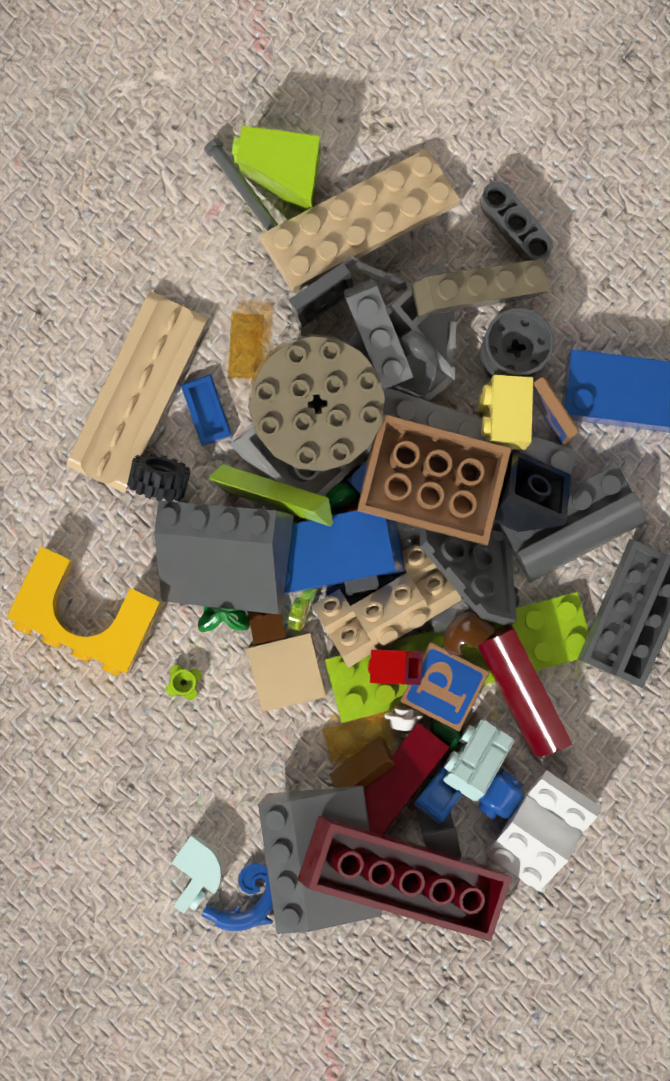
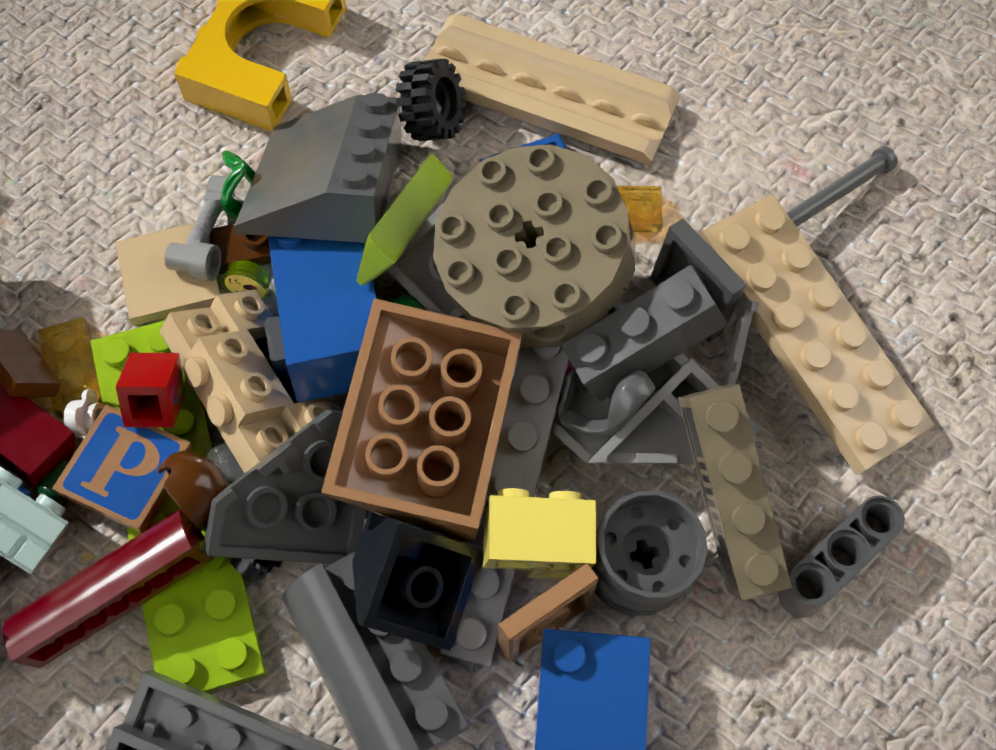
camera: 85 degrees right, 20 degrees down
(178, 674) = (161, 143): lime plate -> none
(280, 163) = (882, 226): lime slope -> none
(281, 652) = (196, 255): none -> light grey brick

